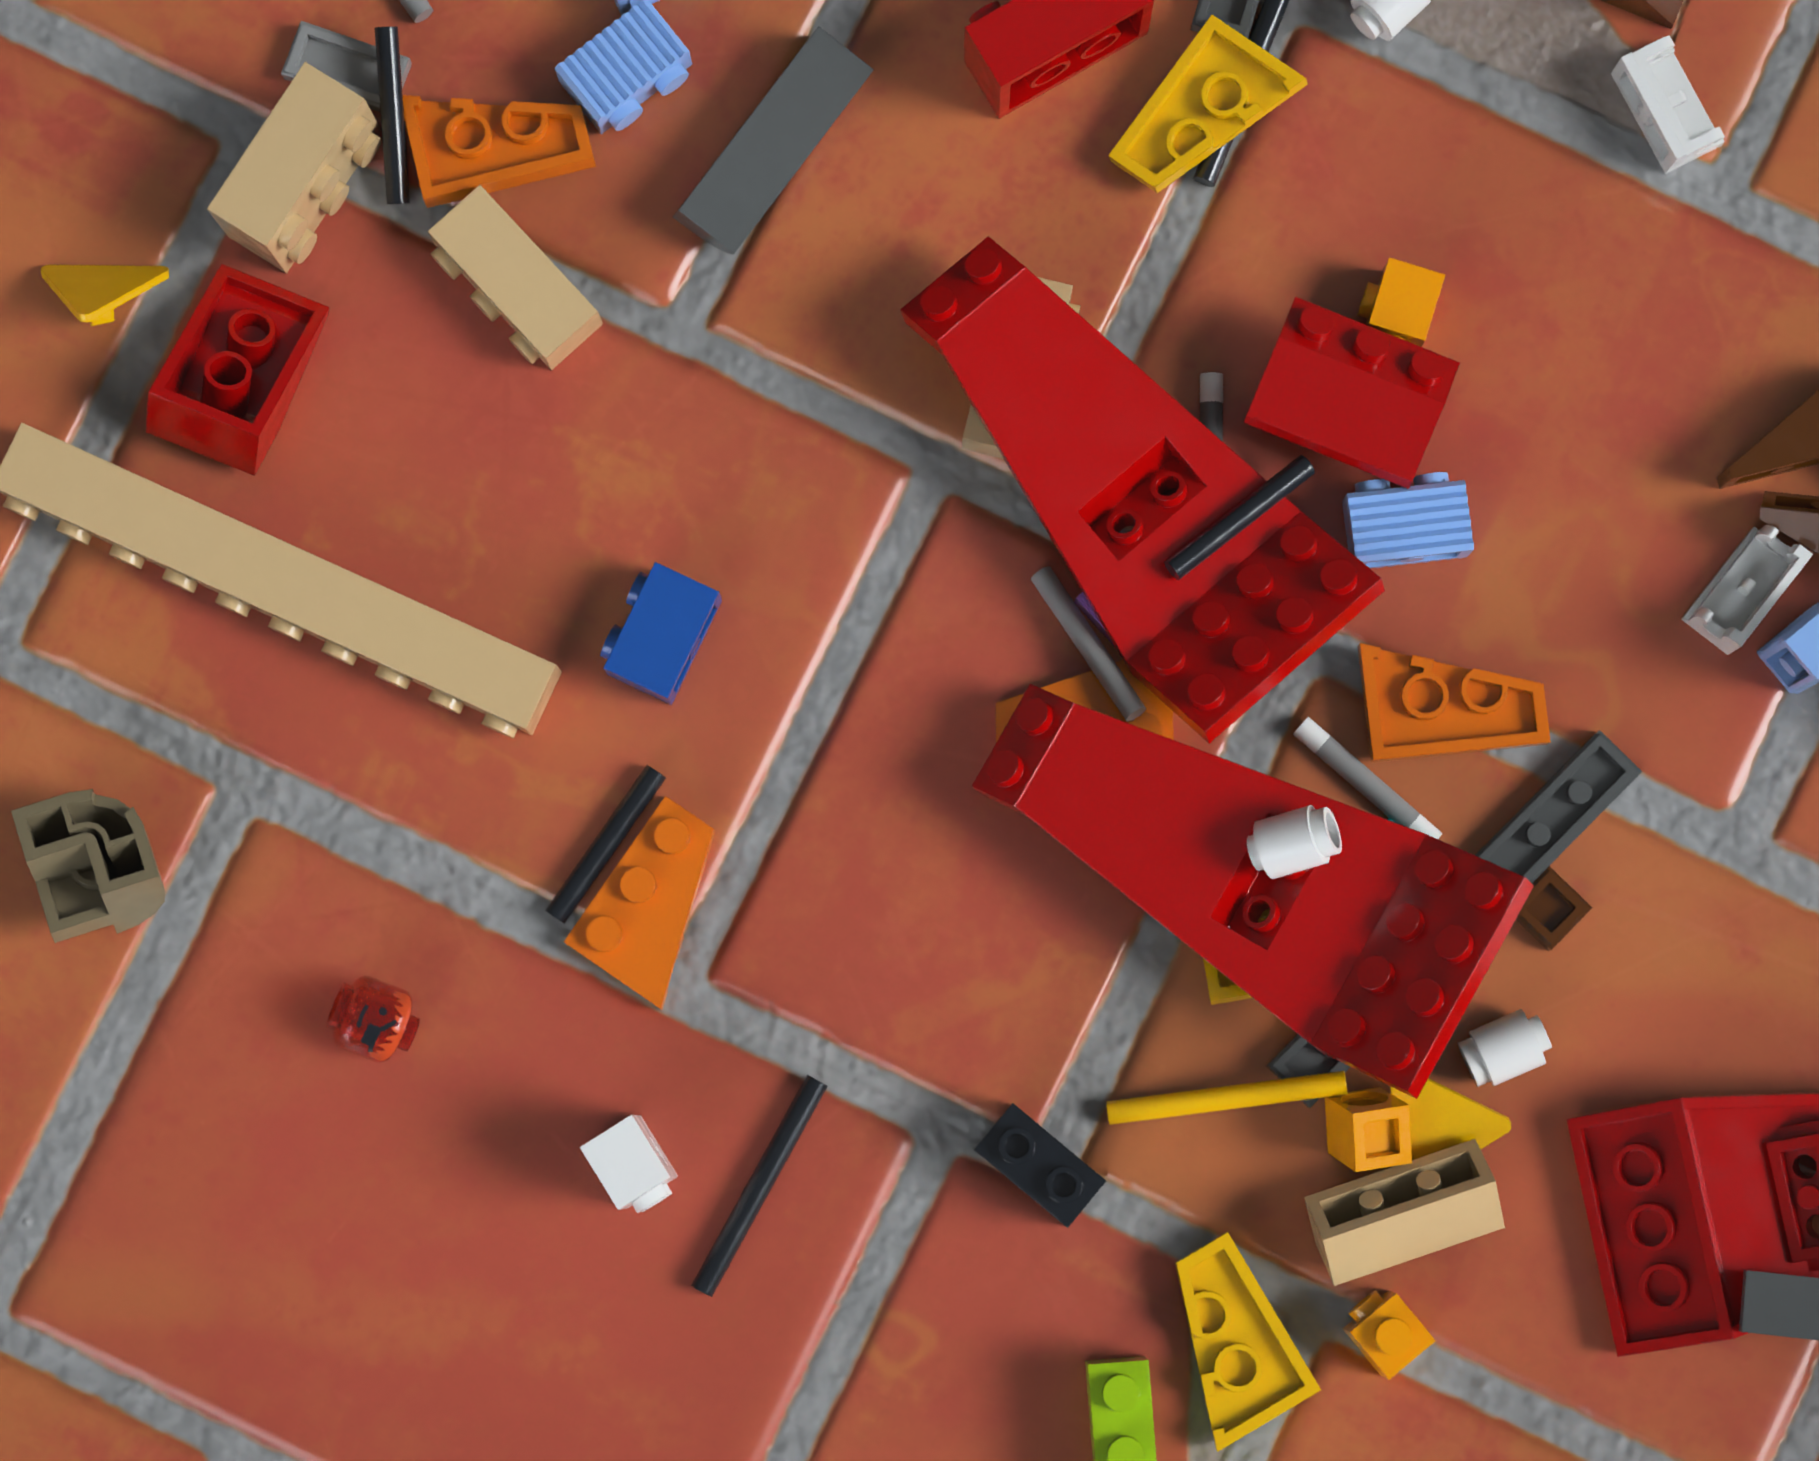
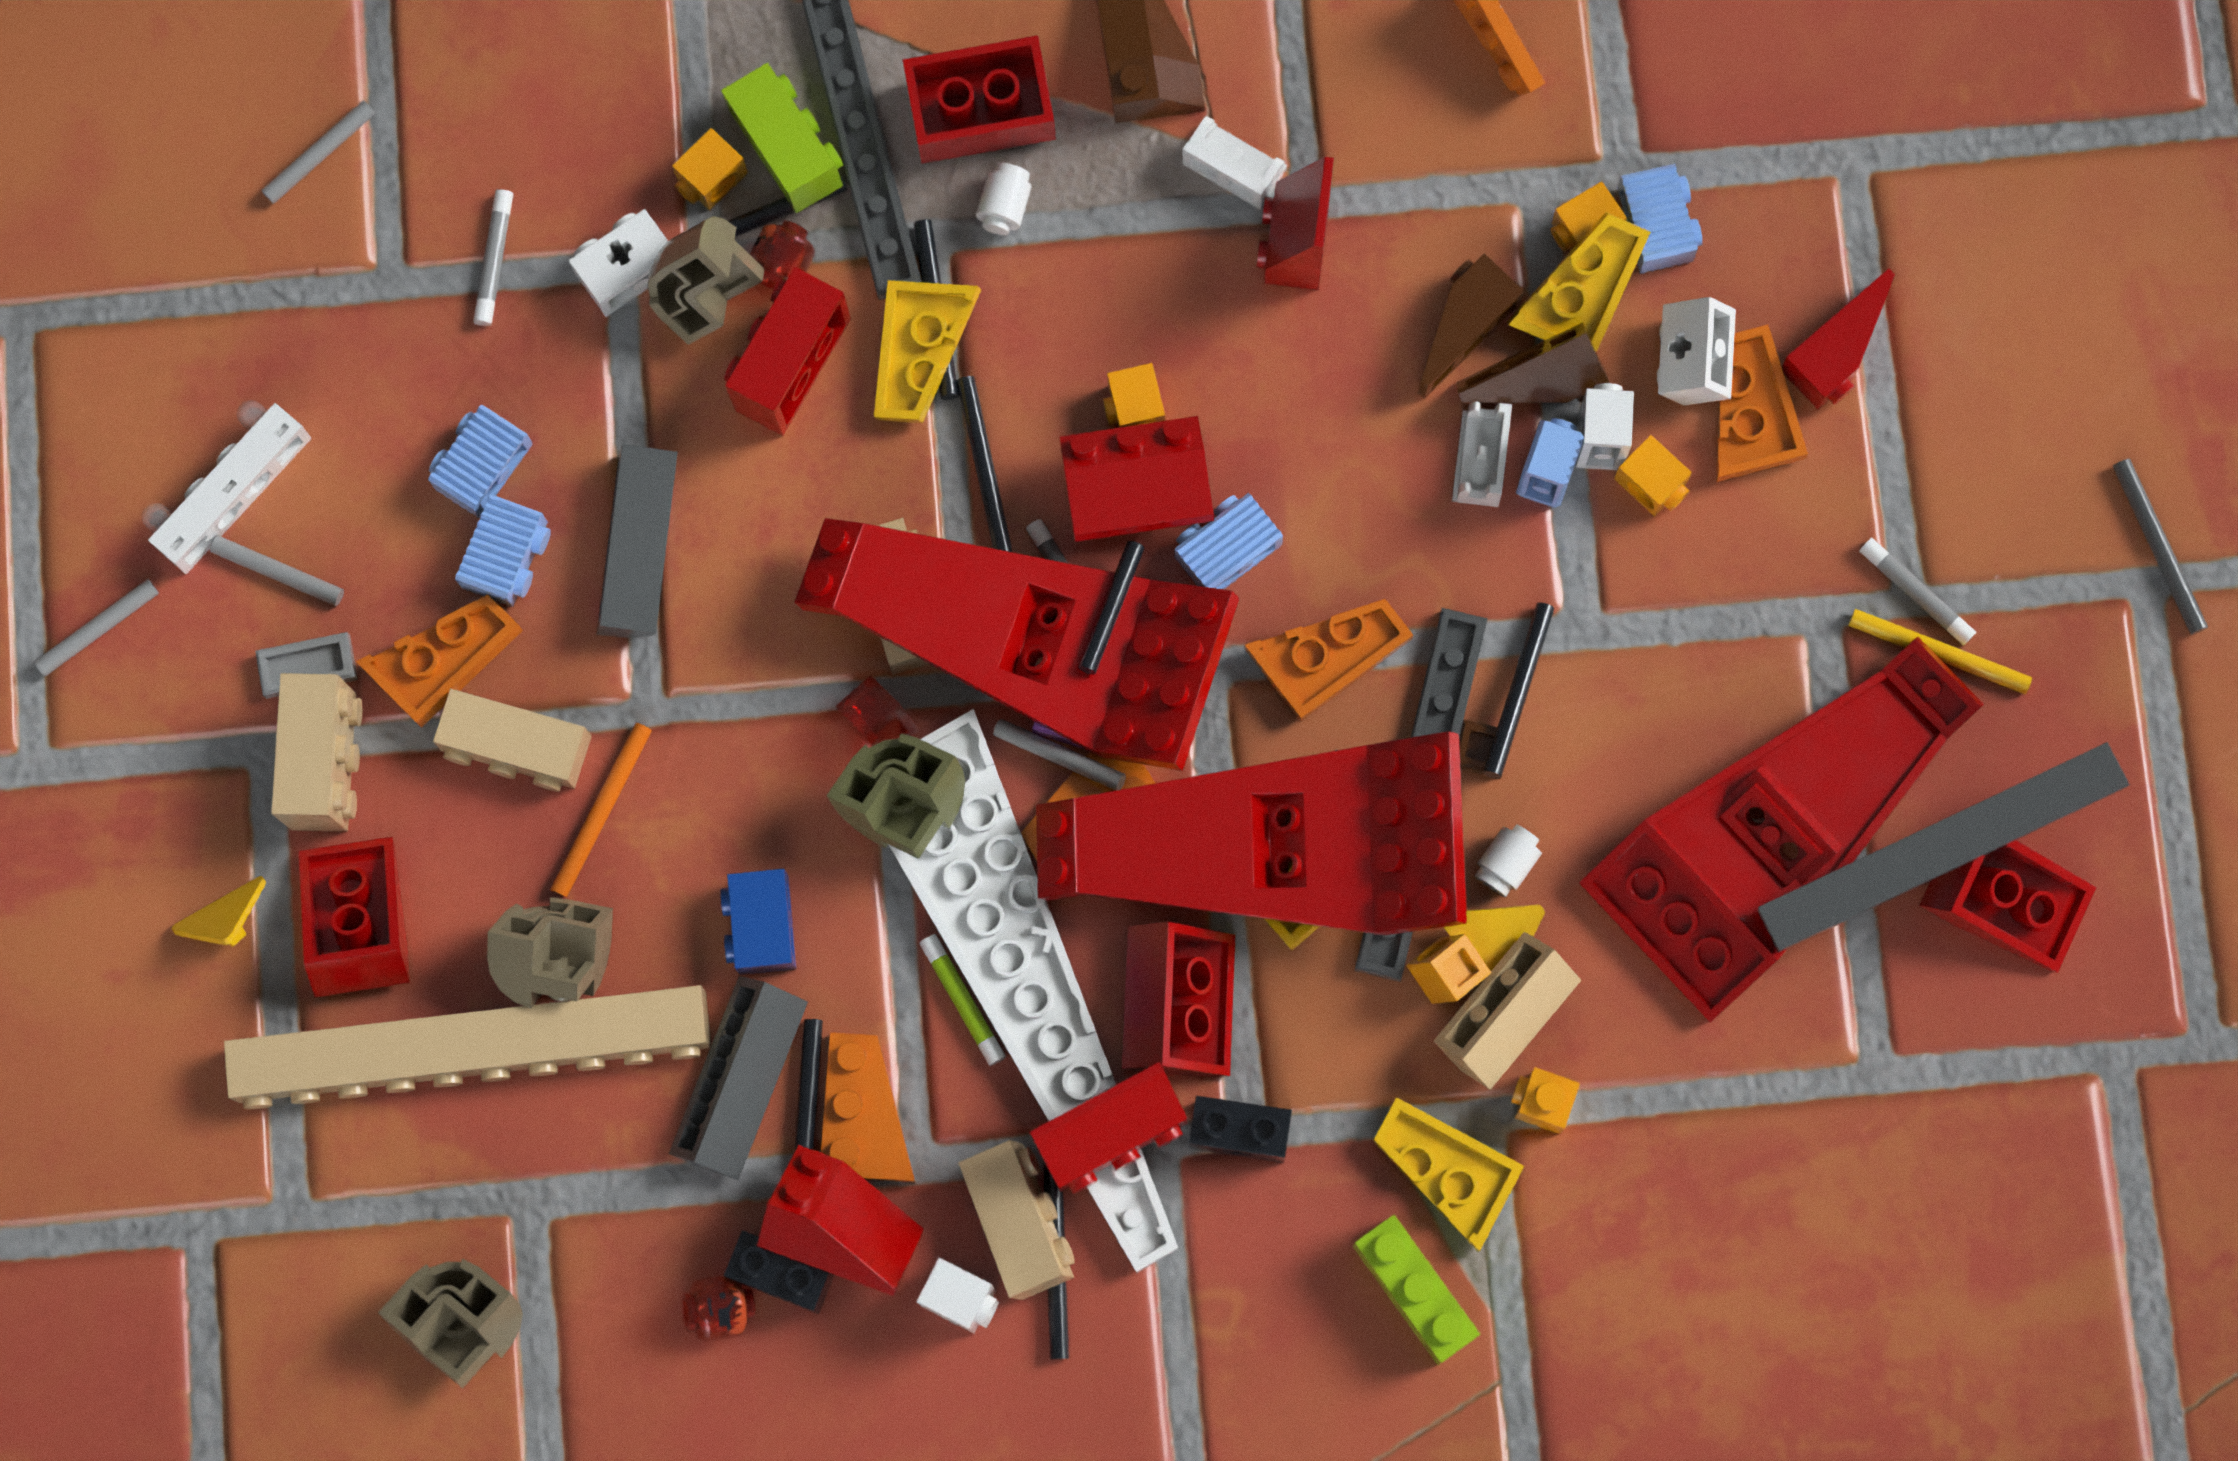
camera: 30 degrees left, 5 degrees down
(392, 115) = (359, 678): black bar -> none
(419, 531) = (550, 950): none -> dark tan brick
(460, 1021) = (778, 1274): none -> black brick
(539, 786) = (738, 1077): none -> dark grey brick
(551, 1009) = (838, 1223): none -> red slope
(565, 410) = (601, 810): none -> orange bar
(744, 1118) = (1018, 1219): none -> tan brick
(827, 845) = (962, 1000): none -> lime bar
(890, 585) = (900, 792): none -> olive brick
(897, 1086) = (1110, 1129): none -> red slope
(916, 487) = (875, 714): none -> clear red brick
(919, 718) = (1006, 943): none -> white wing
(1057, 986) = (1179, 999): none -> red slope
(1196, 278) = (984, 463): none -> black bar
(1227, 1097) = (1340, 1006): yellow bar -> none
(1294, 841) = (1280, 801): white brick -> none
(1362, 778) = (1298, 735): light grey bar -> none
(1628, 871) = (1518, 690): none -> black bar
(1696, 217) = (1297, 227): none -> red slope

